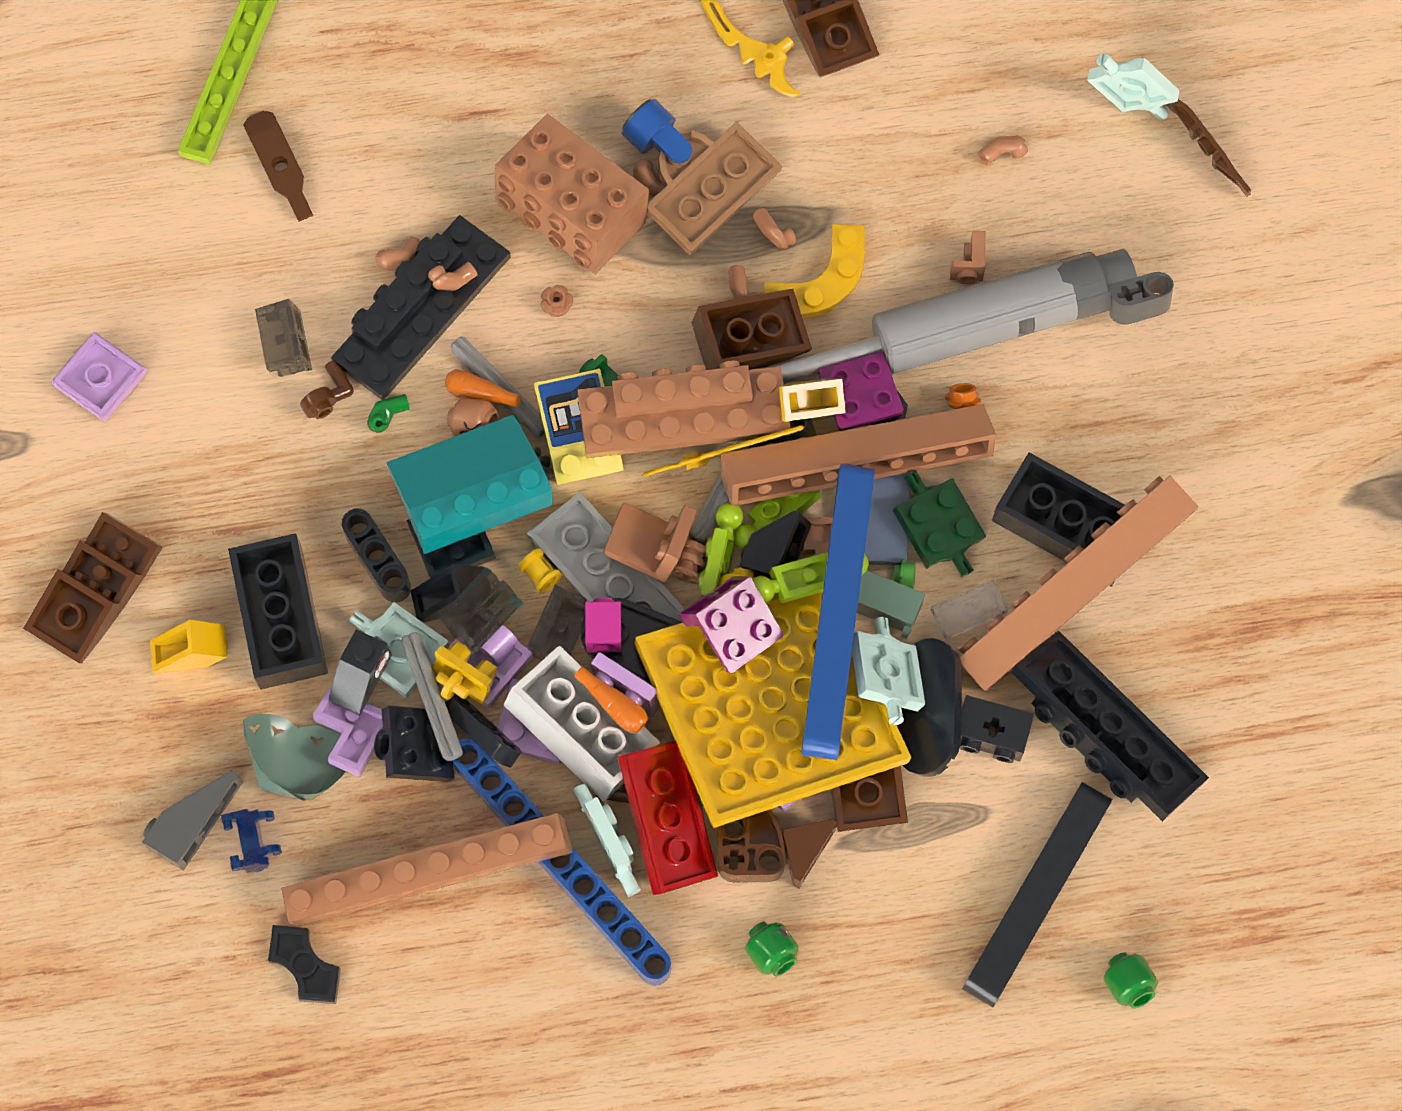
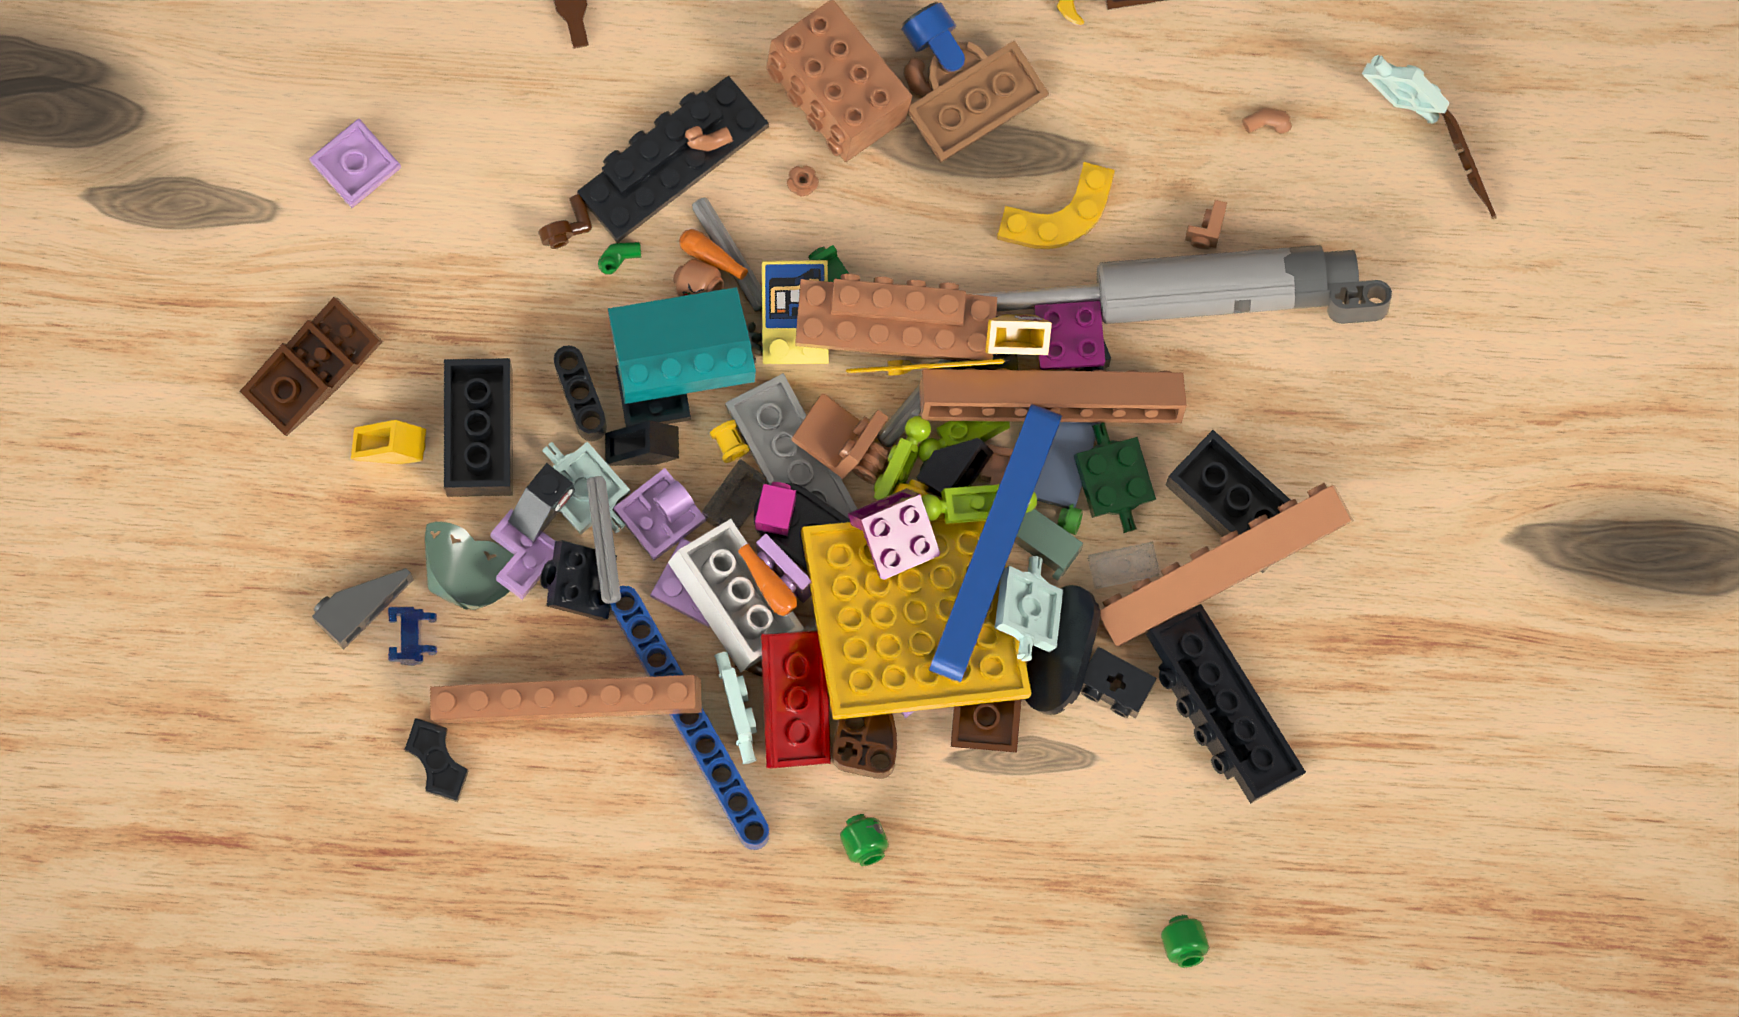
camera: 10 degrees right, 5 degrees up
(283, 338) = (535, 163): clear smoke hinge -> none
(392, 258) = (655, 106): nougat arm -> none
(461, 677) = (633, 527): yellow hips -> none
(480, 610) = (665, 469): clear smoke hinge -> none
(482, 731) = (643, 581): black beam -> none
(738, 282) = (979, 206): nougat arm -> none
(751, 330) = (980, 254): reddish brown slope -> none
(769, 228) = (1023, 155): nougat arm -> none
(804, 847) = (917, 753): reddish brown slope -> none
(962, 395) = (1167, 359): orange plate -> none
(1037, 894) = (1119, 844): black beam -> none

